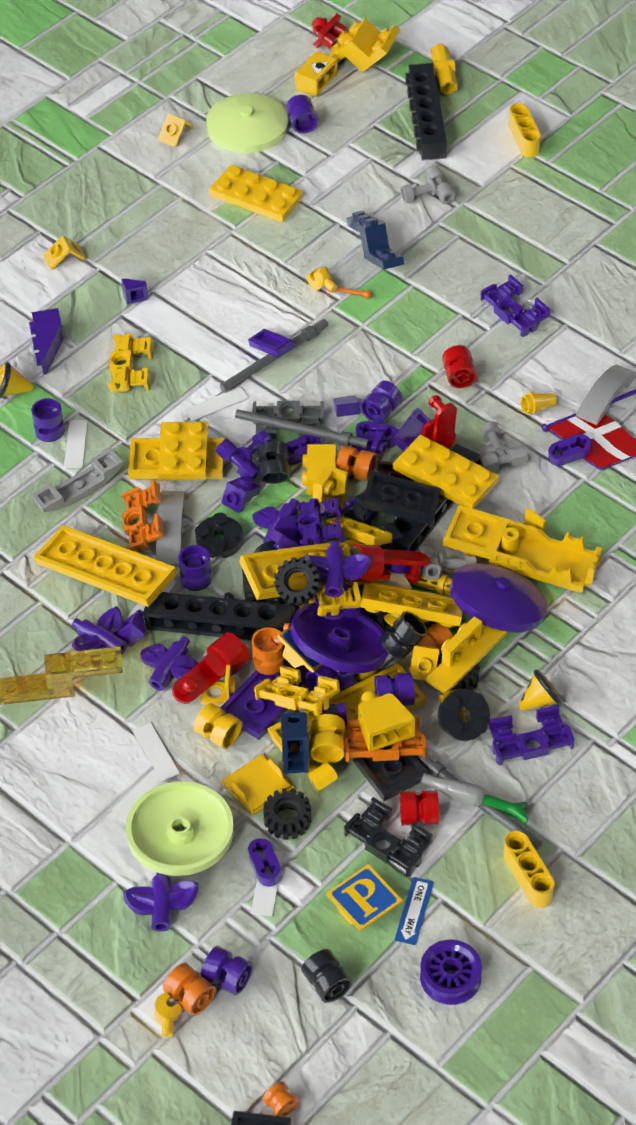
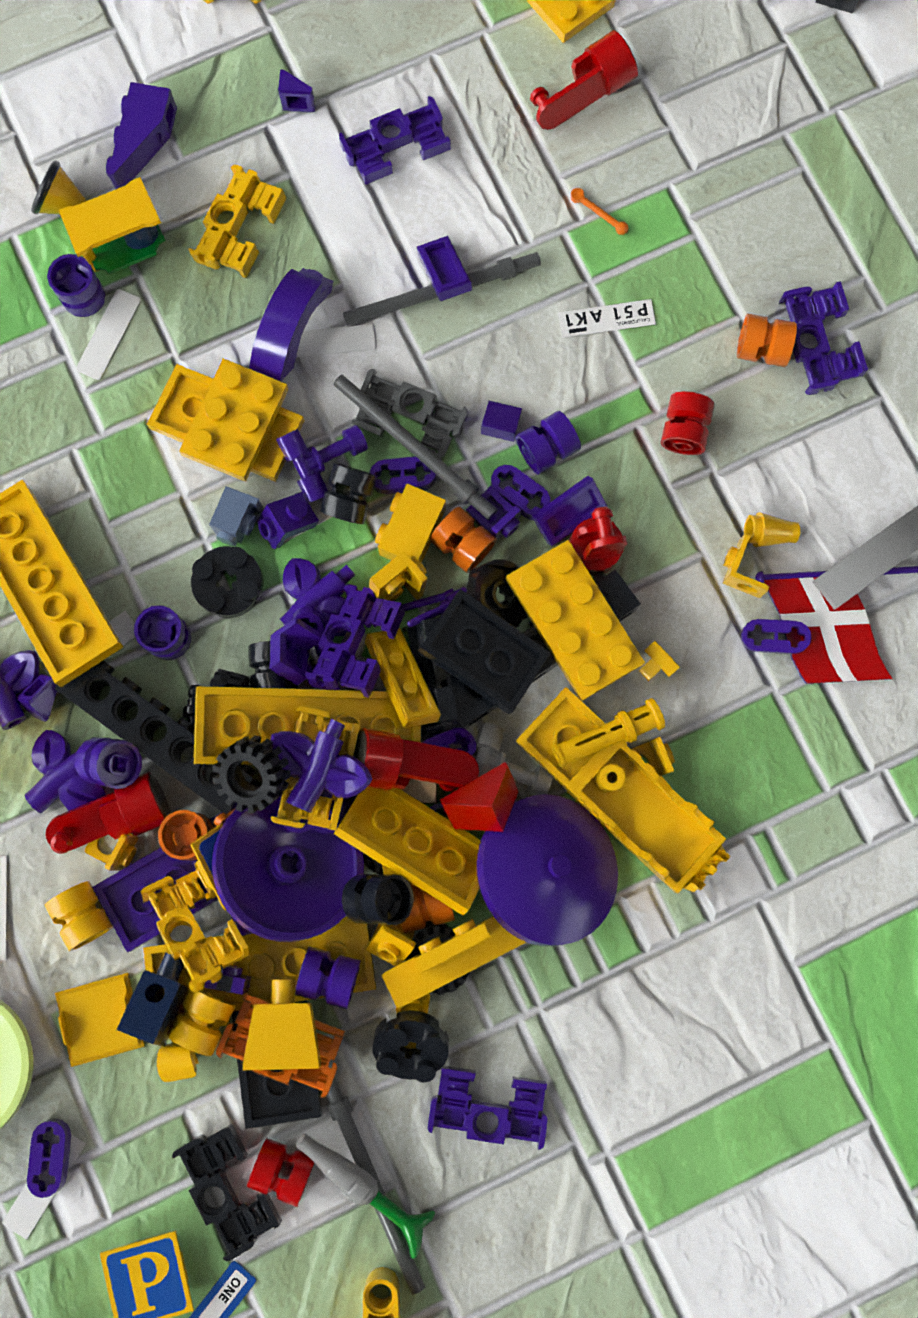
camera: 20 degrees right, 30 degrees up
(61, 380) = (115, 228): none -> yellow piece
(81, 485) = (73, 415): light grey slope -> none
(142, 531) = (120, 538): orange piece -> none
(171, 511) = (166, 536): light grey slope -> none
(191, 393) = (285, 320): none -> dark purple arch
(194, 303) = (422, 124): none -> dark purple piece
(198, 634) = (108, 762): none -> dark purple wheel
(208, 498) = (235, 516): none -> sand blue brick
(287, 801) = (87, 1100): black tyre -> none
(312, 225) = (596, 72): none -> red piece
(321, 277) = (568, 174): yellow piece -> none
(374, 240) = (671, 142): dark blue bracket -> none
(382, 339) = (606, 318): none -> white sticker
(435, 186) = (810, 64): light grey bar -> none
(438, 569) = (483, 802): none -> red slope
(490, 312) = (766, 340): none -> orange wheel
(500, 453) = (675, 605): light grey bar -> none
(504, 509) = (624, 727): none -> yellow pin
(508, 483) = (659, 660): none -> yellow tile
(528, 427) = (738, 580): none -> yellow bracket
(539, 693) = (536, 1049): yellow hat -> none

